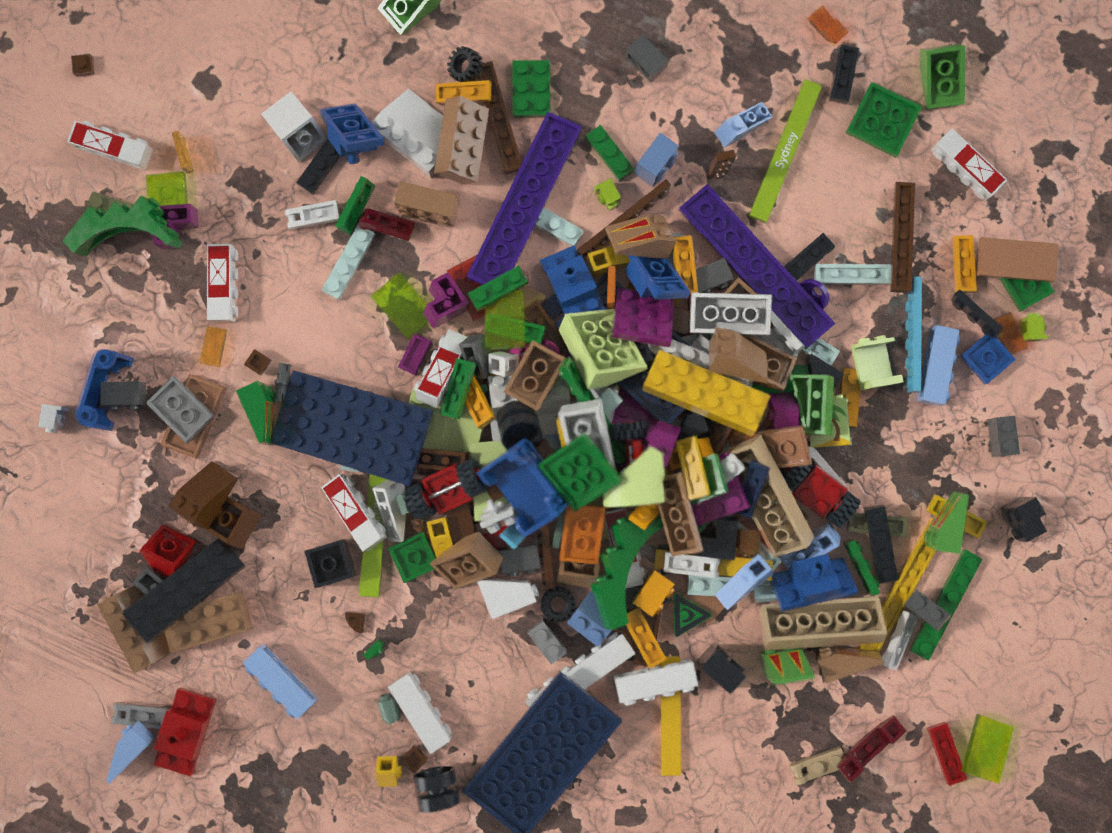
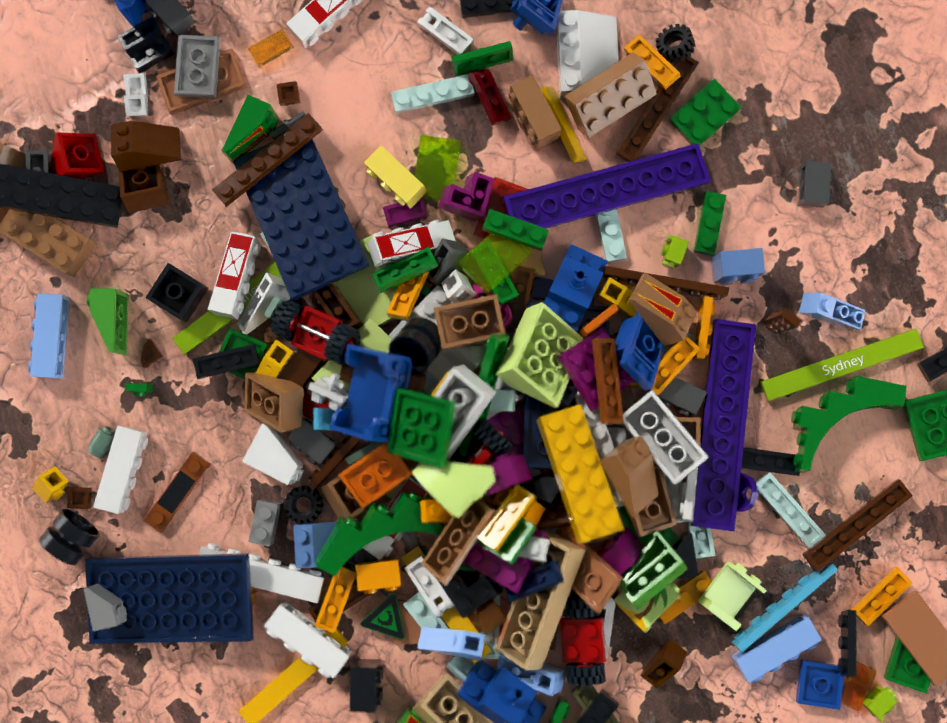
camera: 50 degrees right, 0 degrees up
(131, 432) = (145, 45): none -> black slope
(161, 470) = (136, 94): none -> white slope
(293, 418) = (267, 160): none -> reddish brown plate
(303, 623) = (110, 314): none -> bright green slope
(385, 340) = (395, 177): none -> light yellow brick
(410, 570) = (226, 361): none -> black plate
(463, 195) = (567, 133): none -> yellow tile
(470, 686) = (177, 492): none -> dark orange plate
(509, 806) = (104, 608): none -> light grey slope
(659, 317) = (607, 381): none -> dark orange plate
(678, 220) = (704, 327): none -> light orange plate
(810, 203) = (815, 423): none -> green arch
(883, 450) = (664, 664): none -> reddish brown slope

